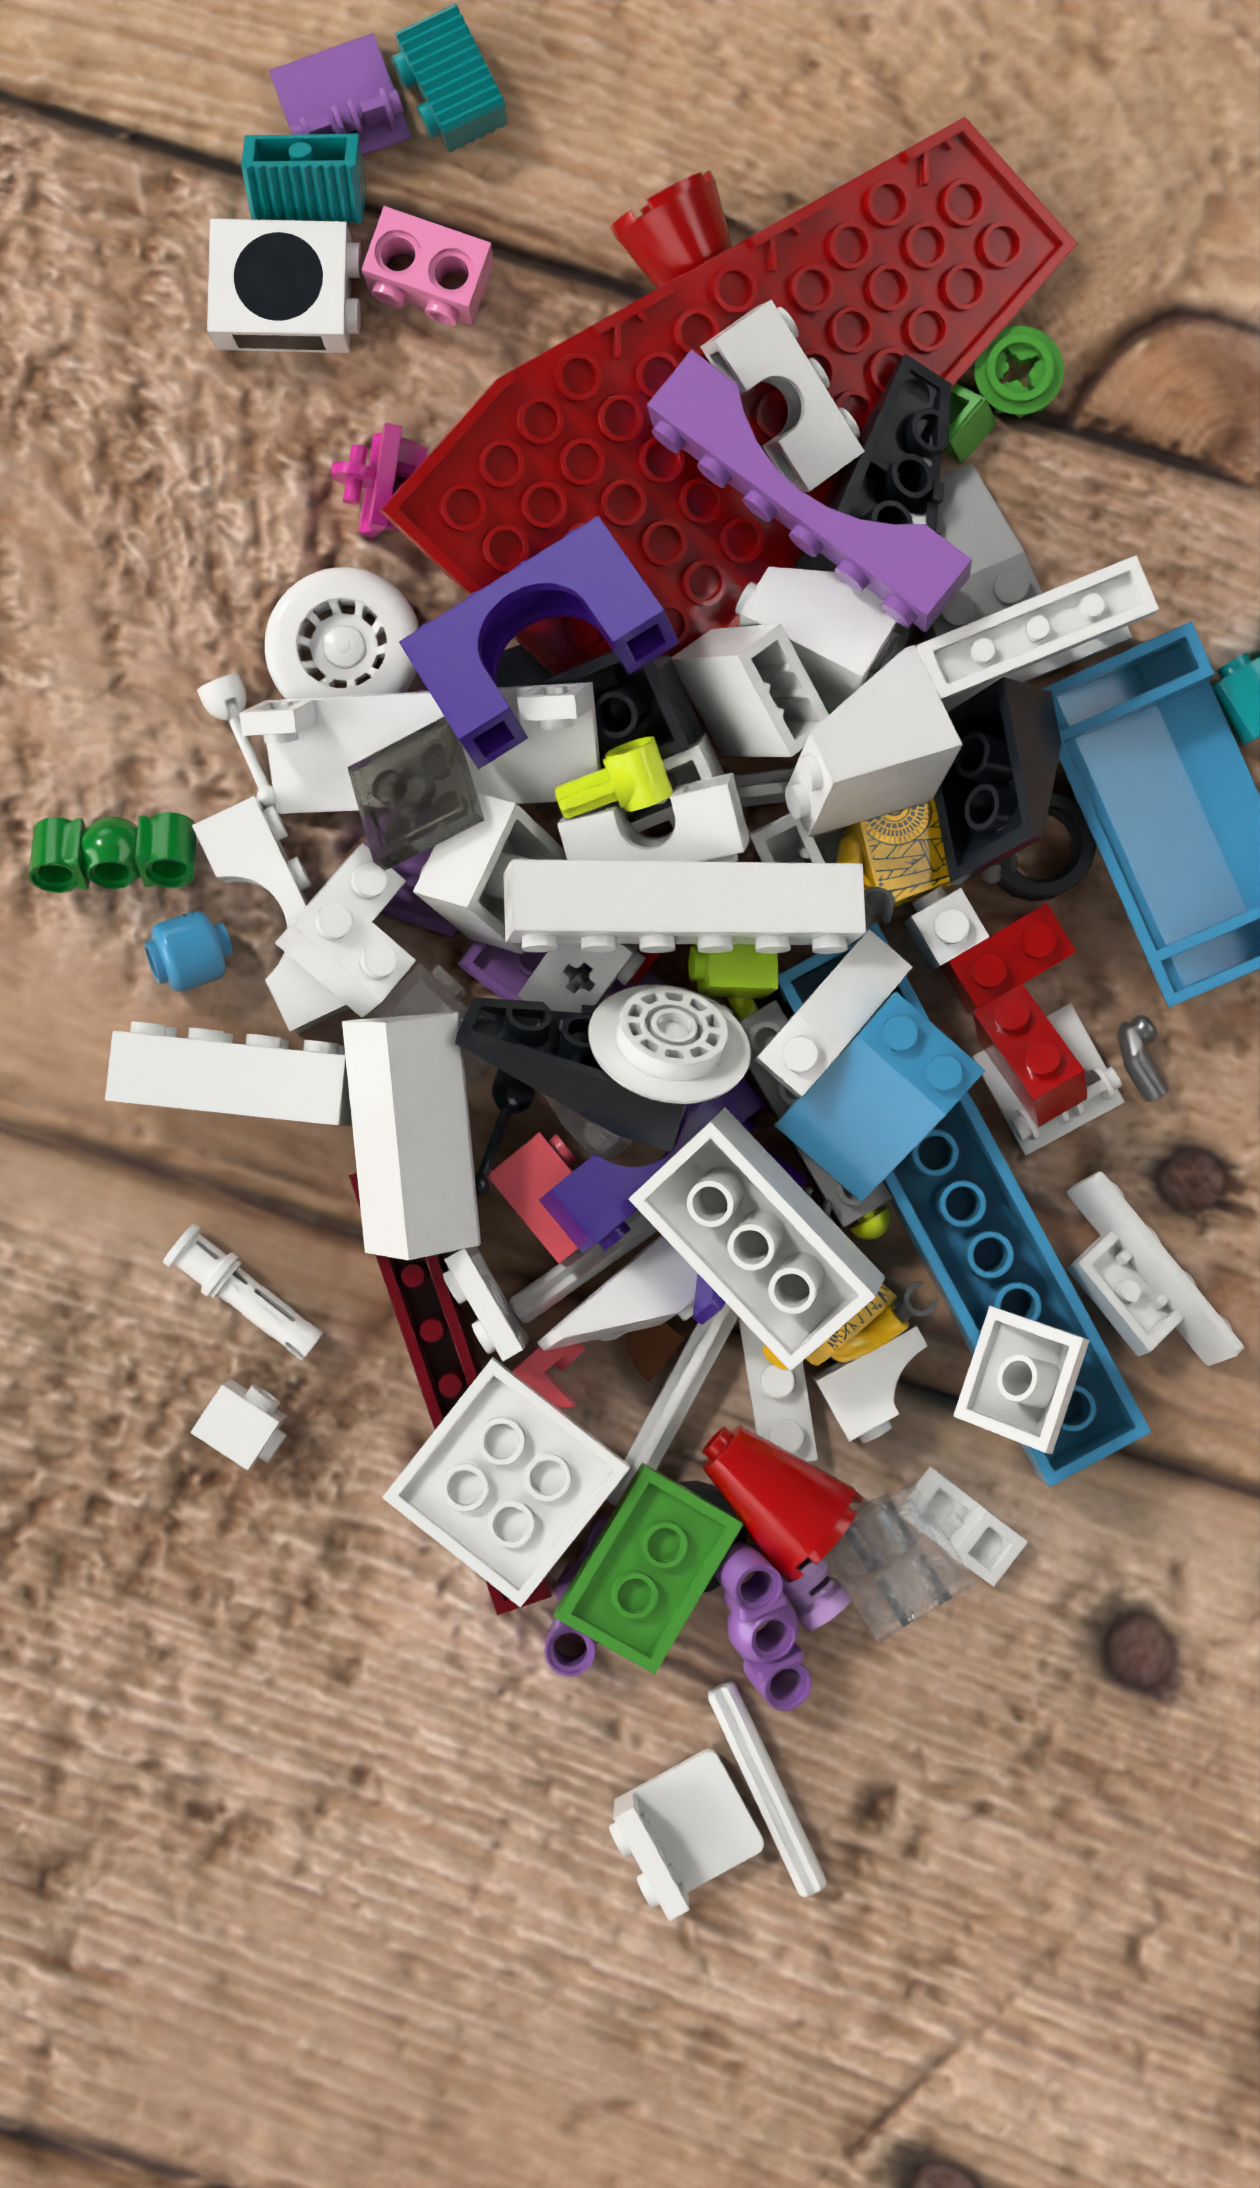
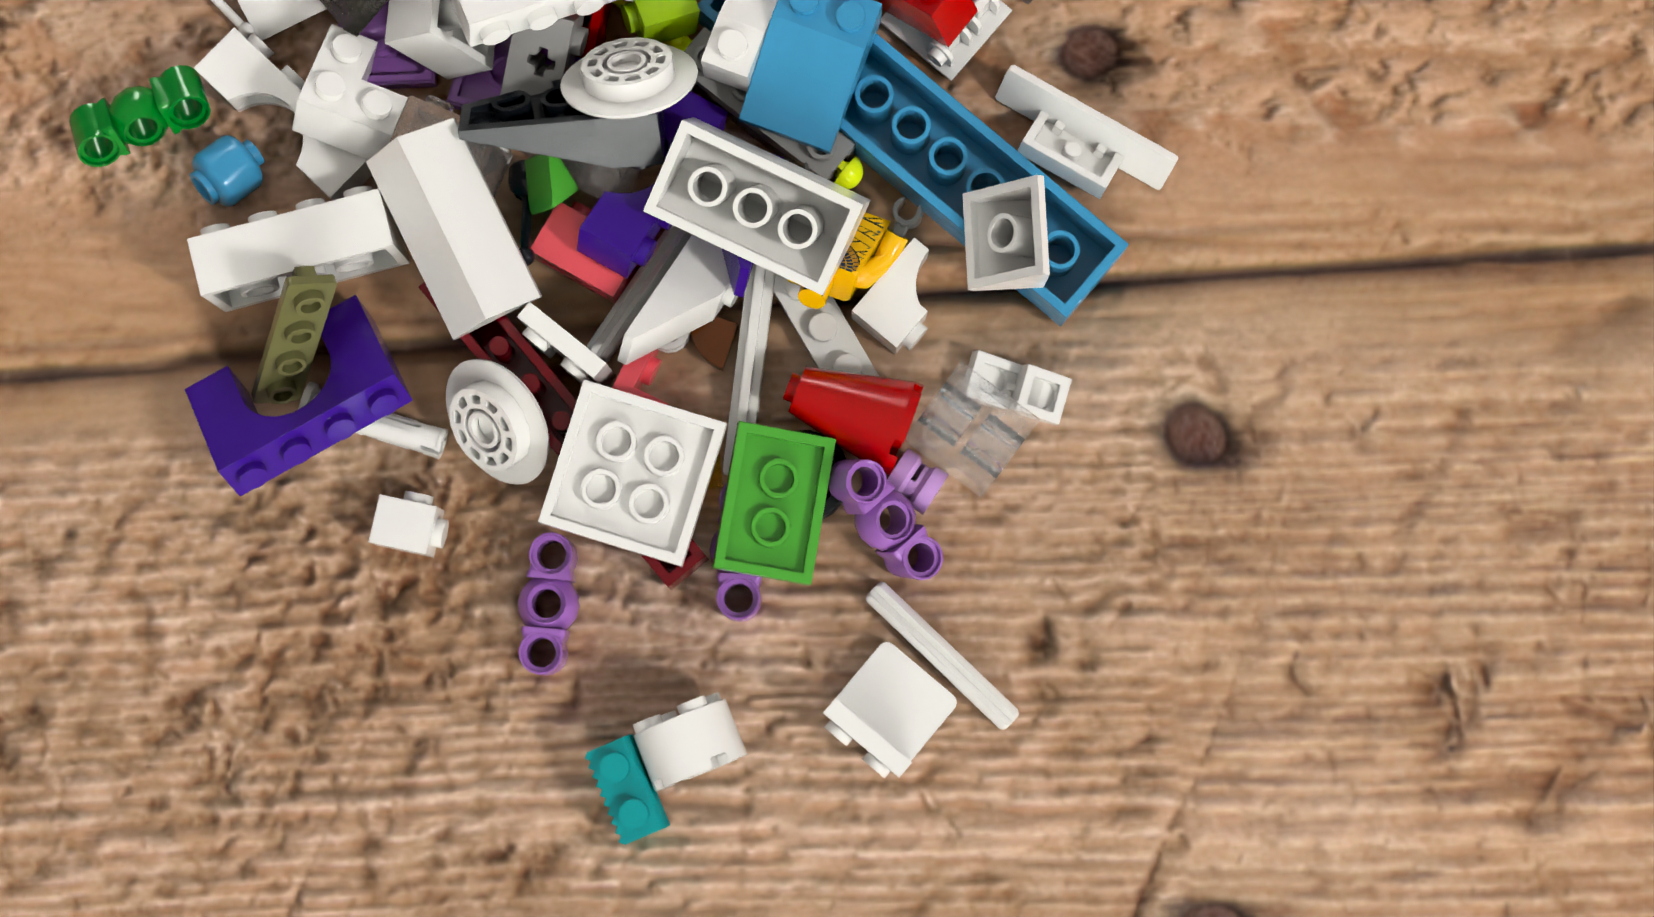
camera: 20 degrees left, 5 degrees down
(204, 1170) = (294, 336): none -> olive bracket
(243, 1265) = (358, 392): none -> dark purple arch
(343, 1591) = (541, 581): none -> medium lavender piece
(370, 1807) = (627, 789): none -> teal brick
(379, 1355) = (497, 421): none -> white wheel
(456, 1787) = (690, 743): none -> white brick
(533, 1117) = (547, 182): none -> bright green slope

